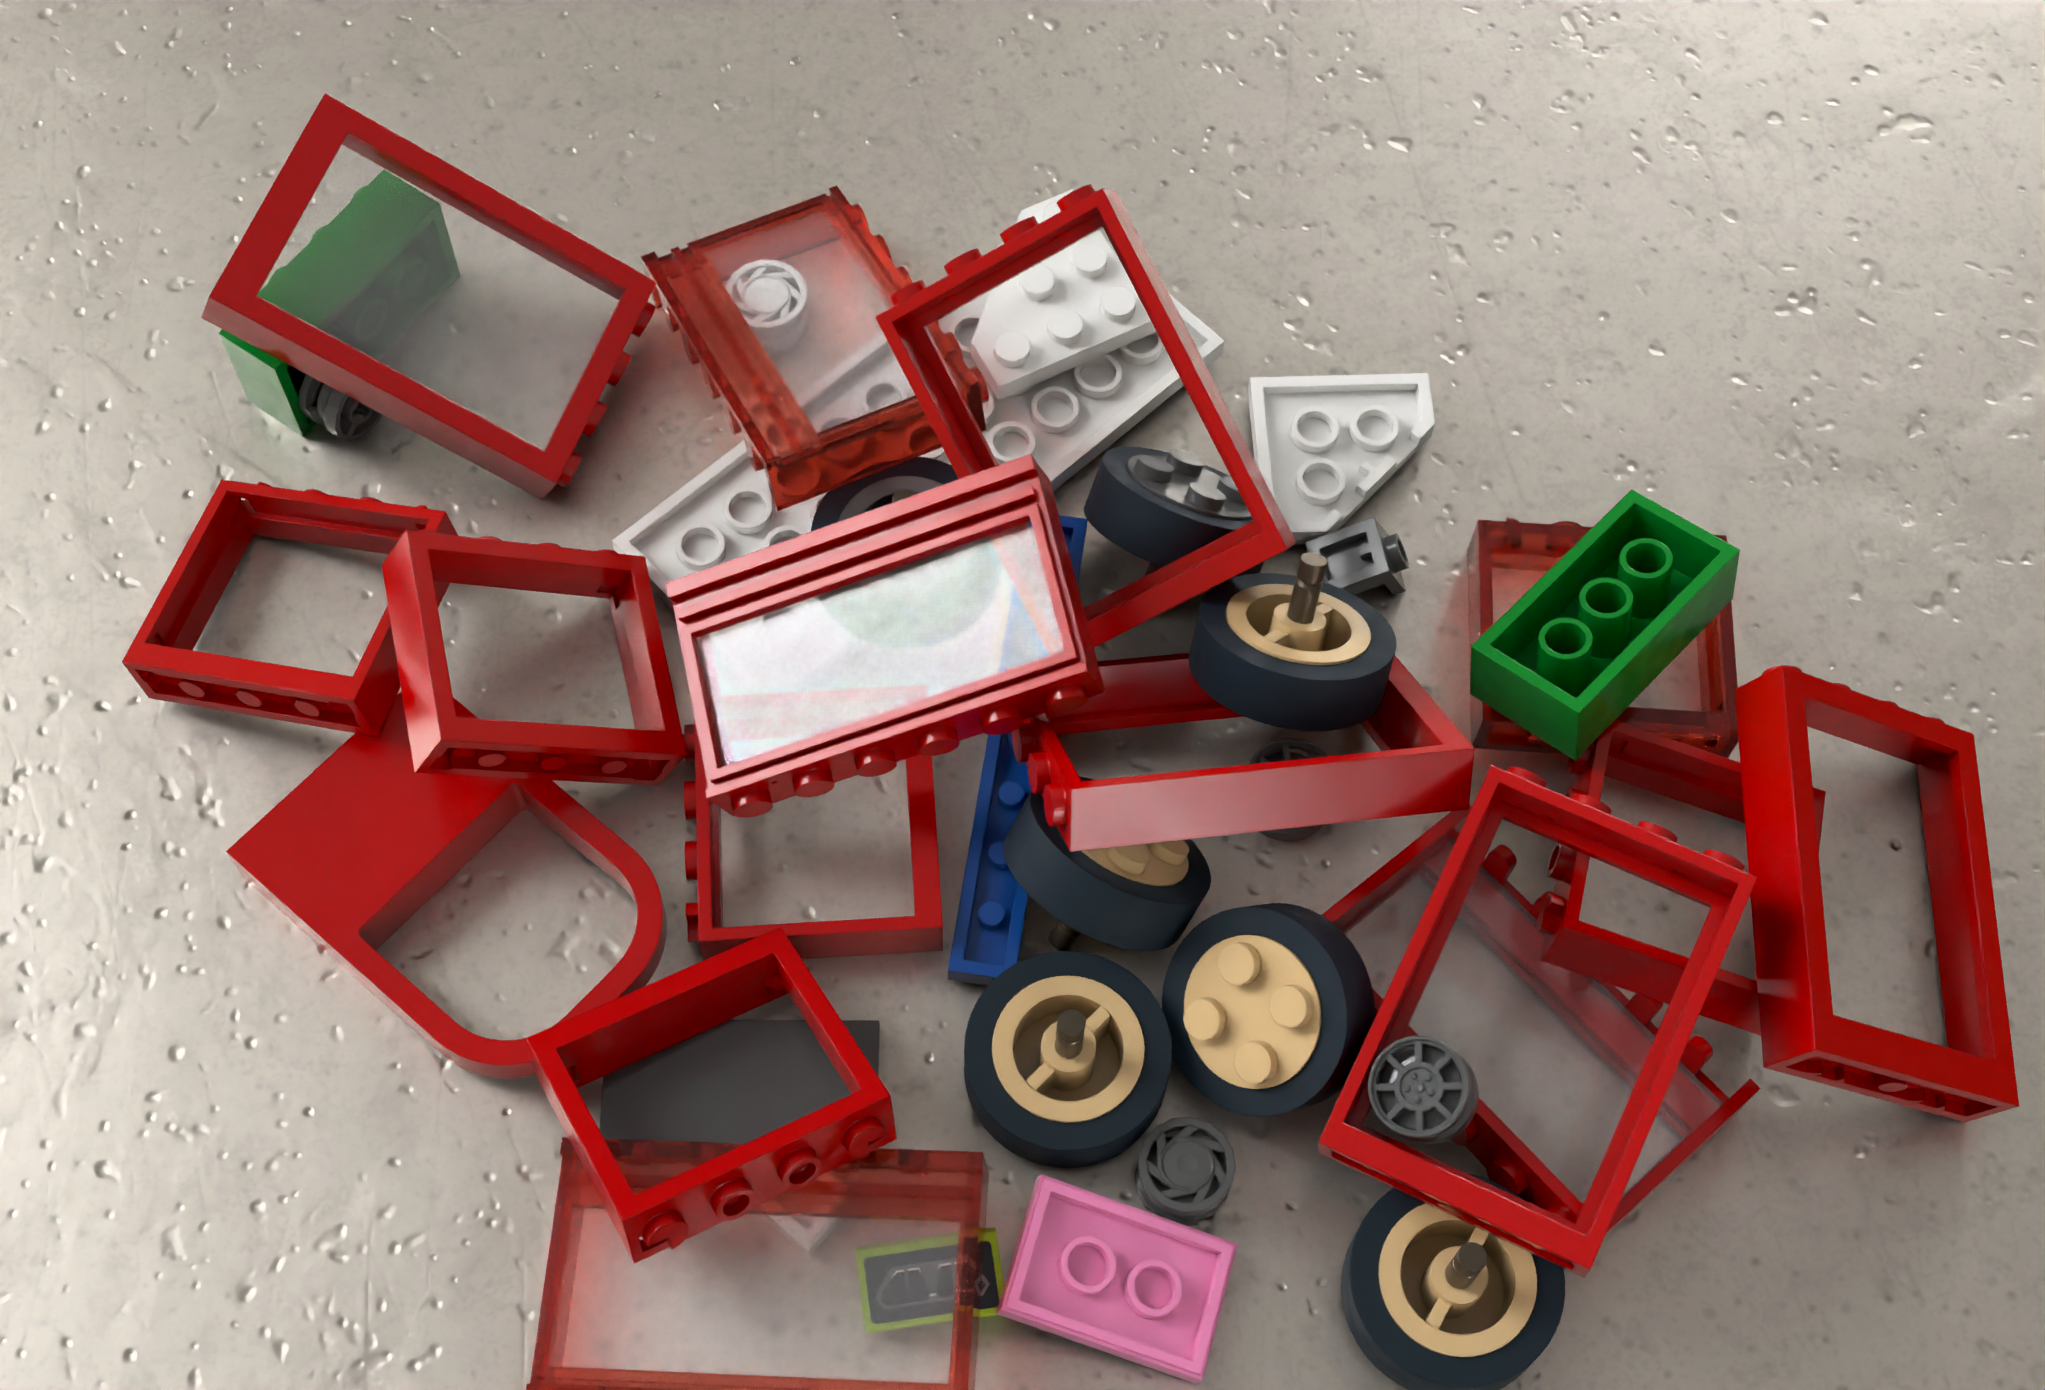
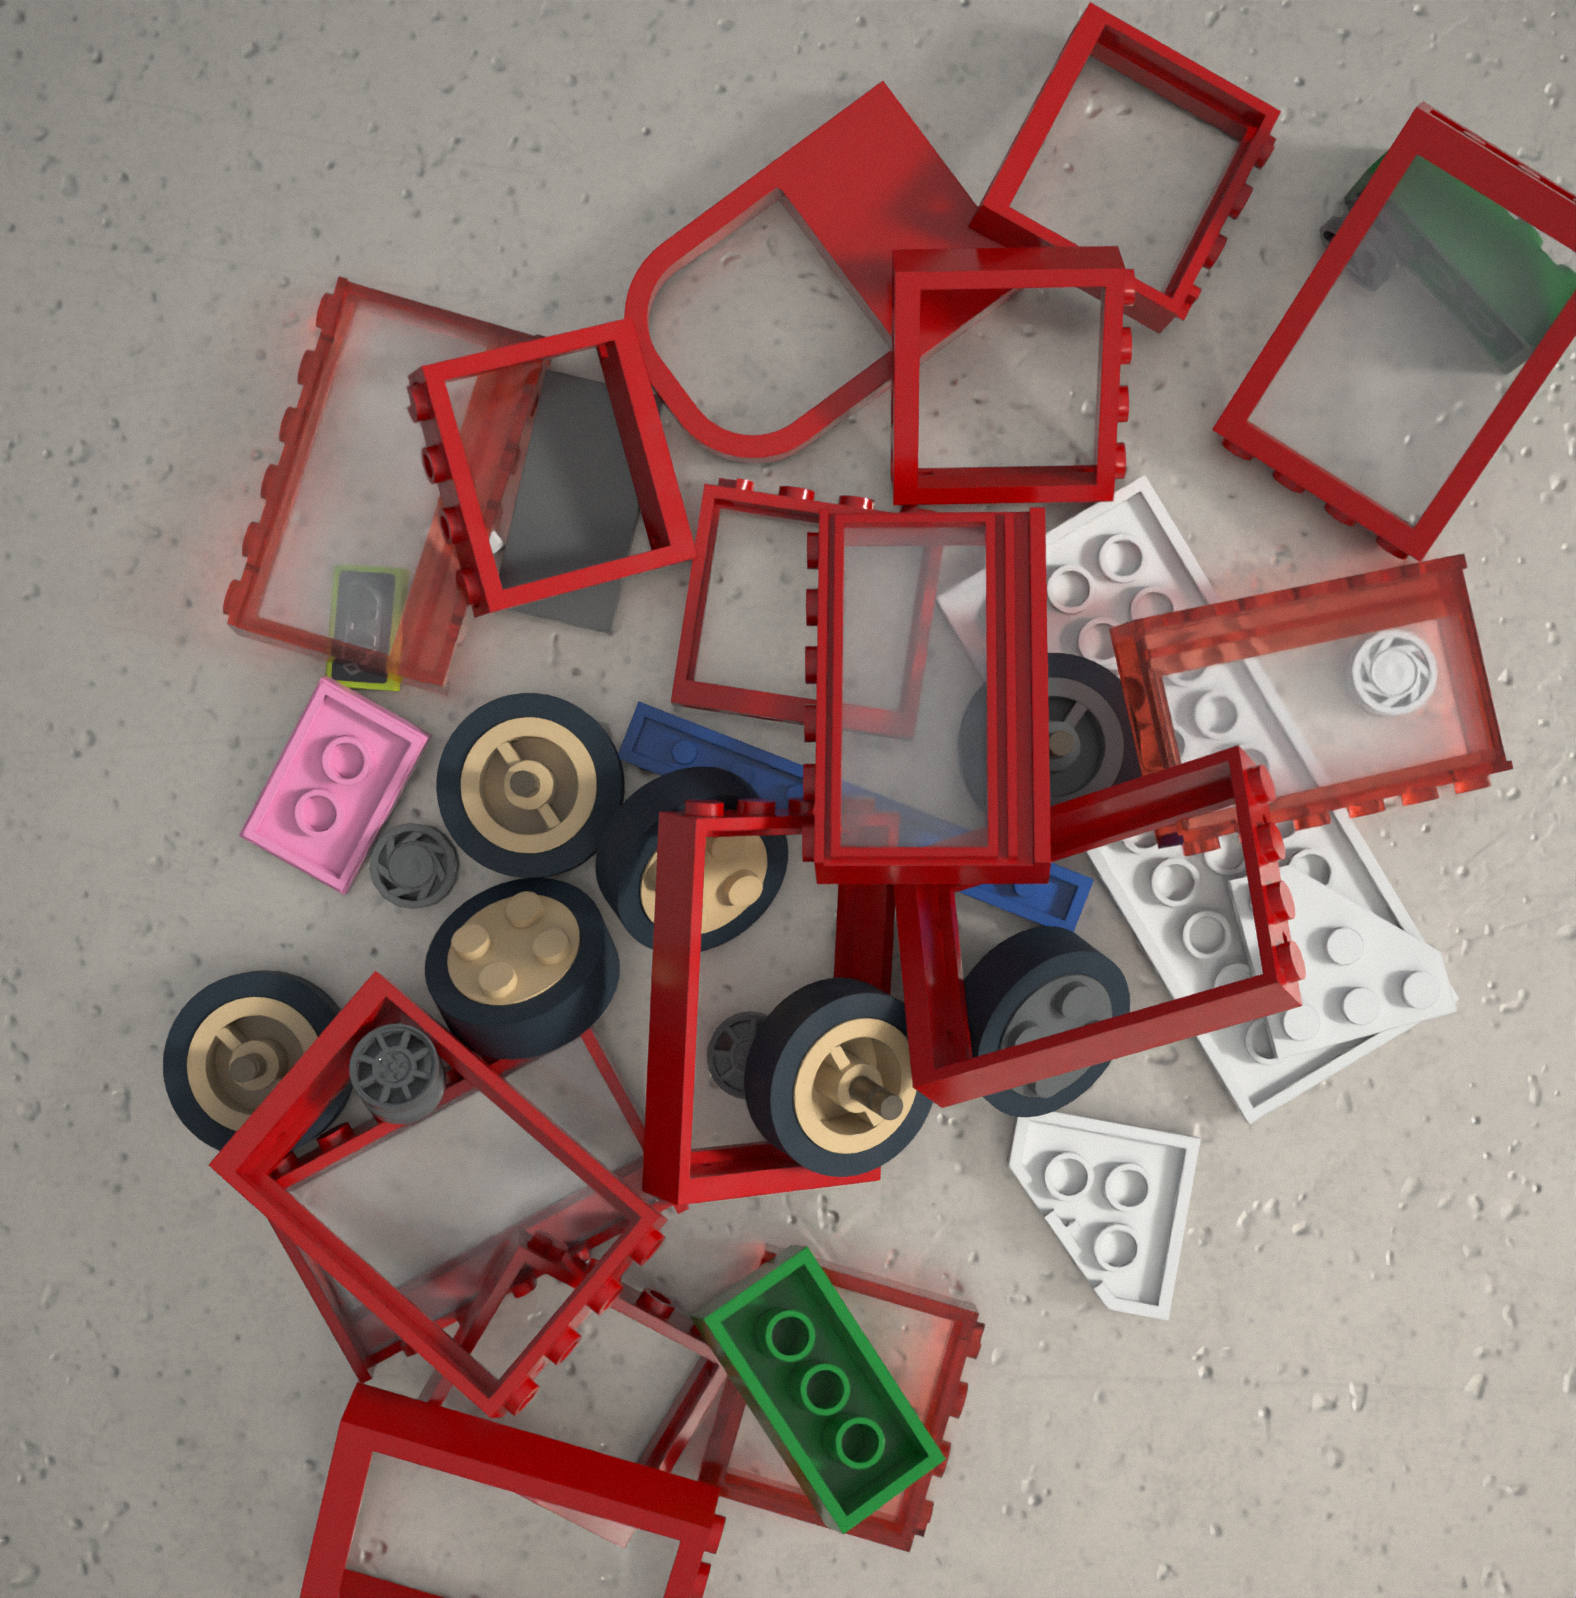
camera: 105 degrees right, 25 degrees up
(1362, 557) = (973, 1188): dark grey bracket -> none

